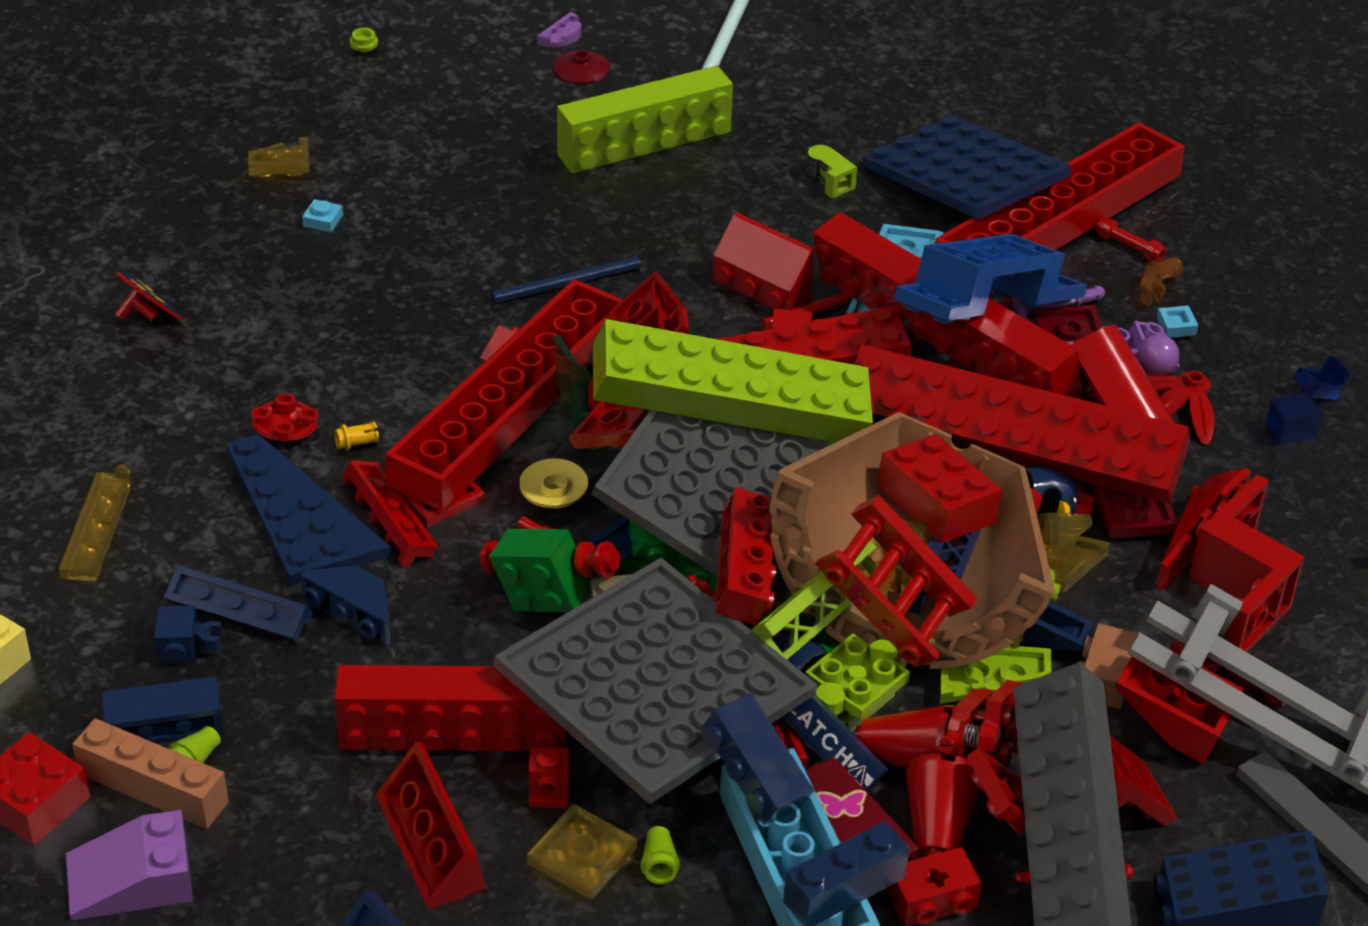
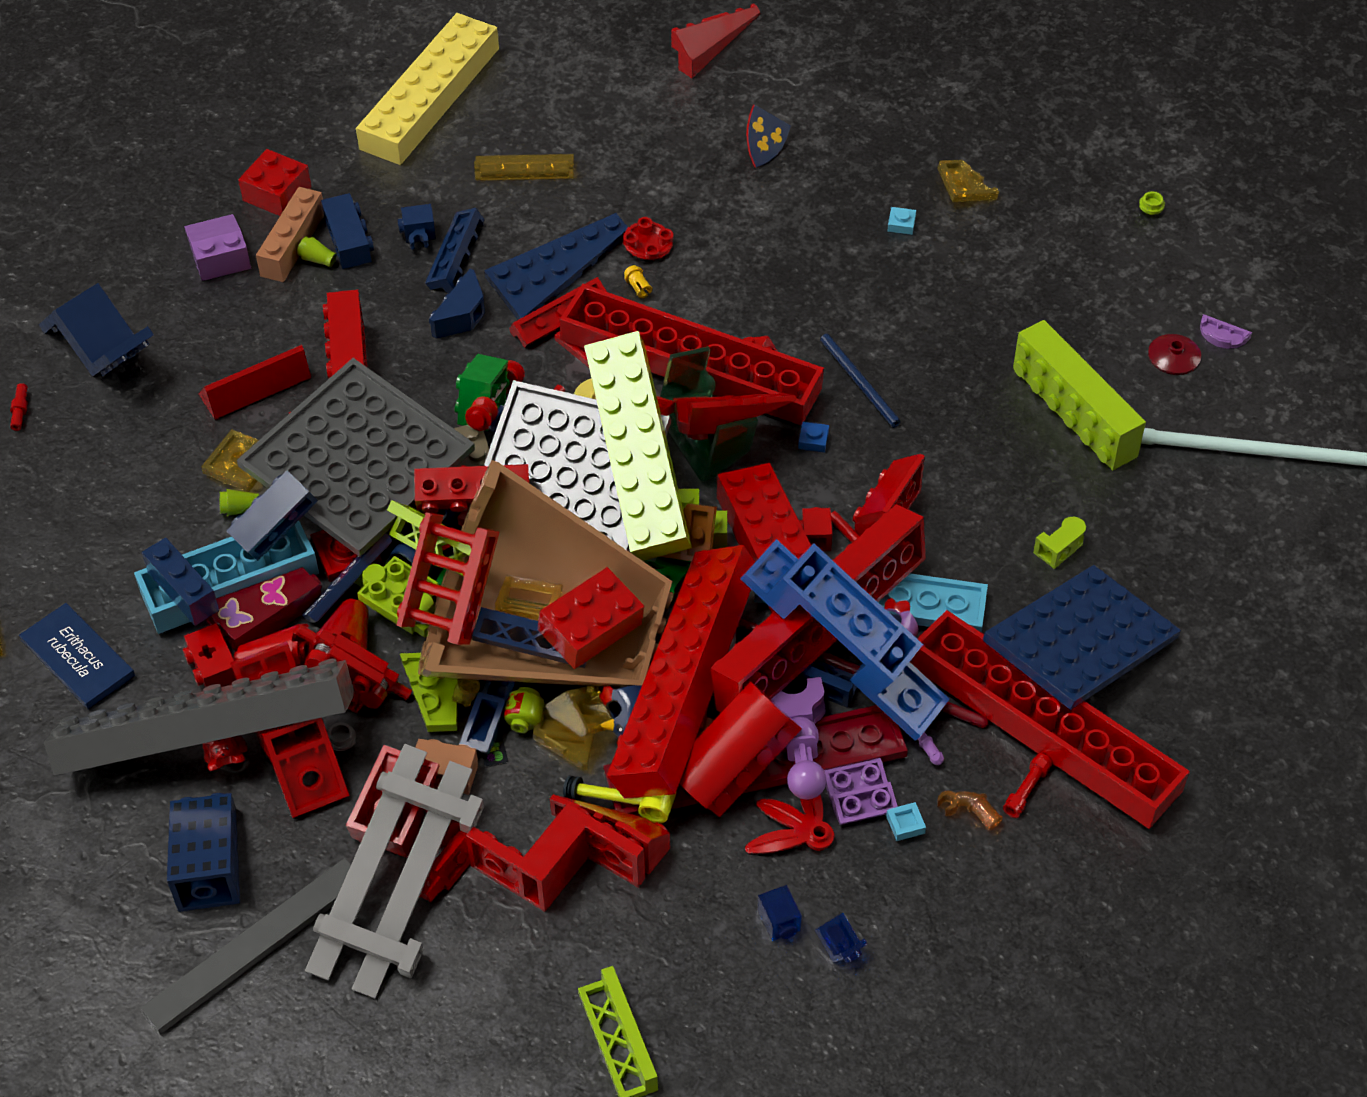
camera: 85 degrees right, 10 degrees up
(1141, 554) = (652, 807): none -> neon yellow piece

